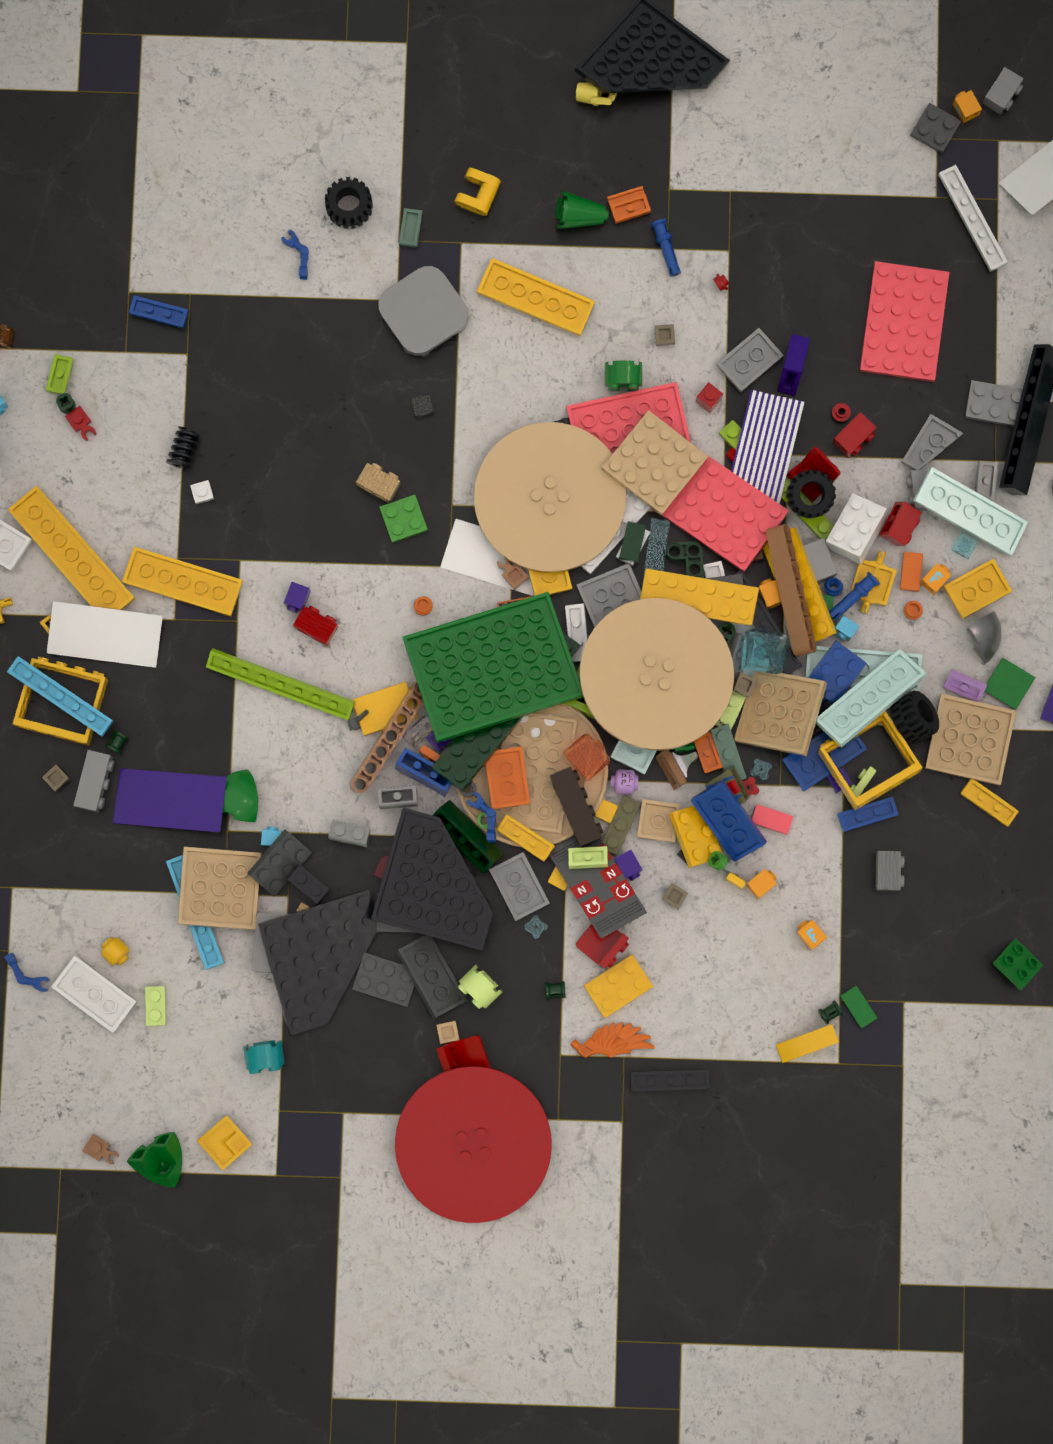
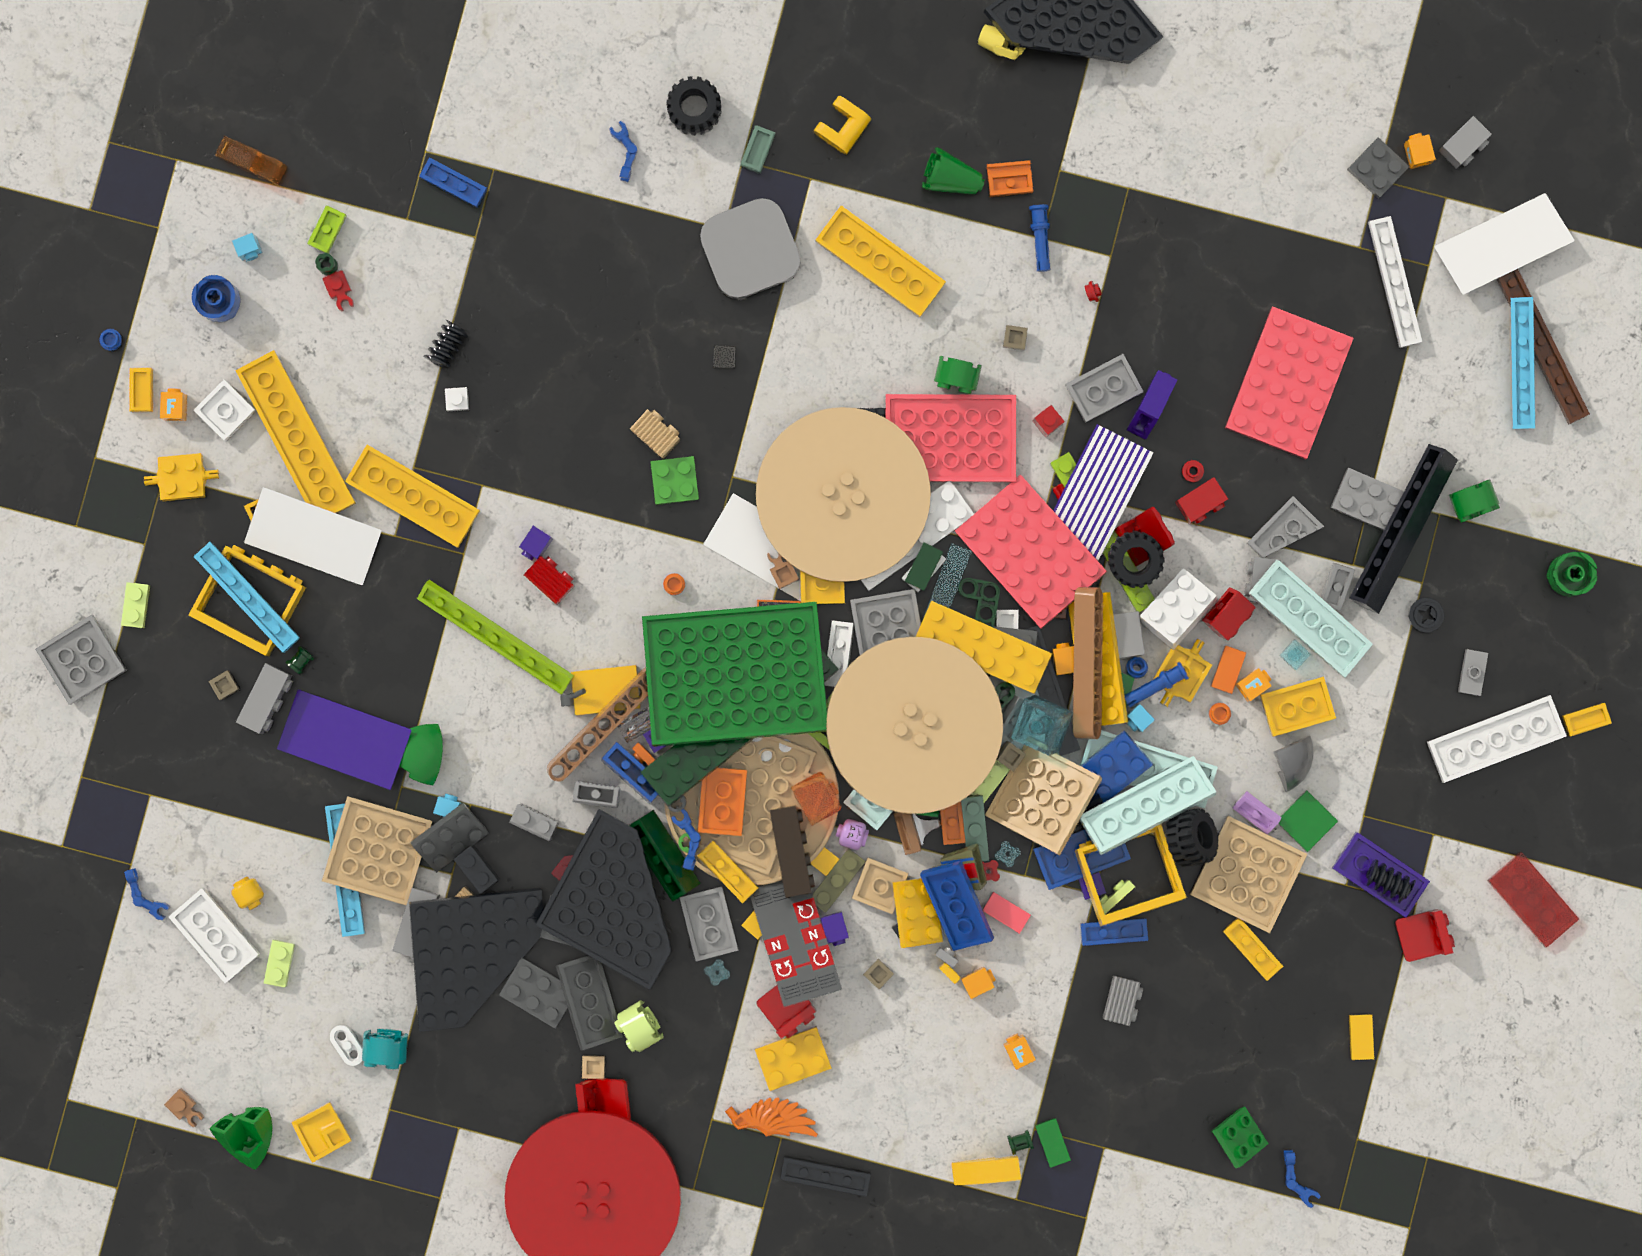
camera: 15 degrees right, 5 degrees up
(230, 1063) = (345, 1046): none -> white plate
(555, 990) = (722, 1047): dark green bush -> none
(588, 857) = (791, 910): yellowish green plate -> none
(654, 462) = (969, 482): tan plate -> none
(718, 865) = (938, 951): bright green bush -> none

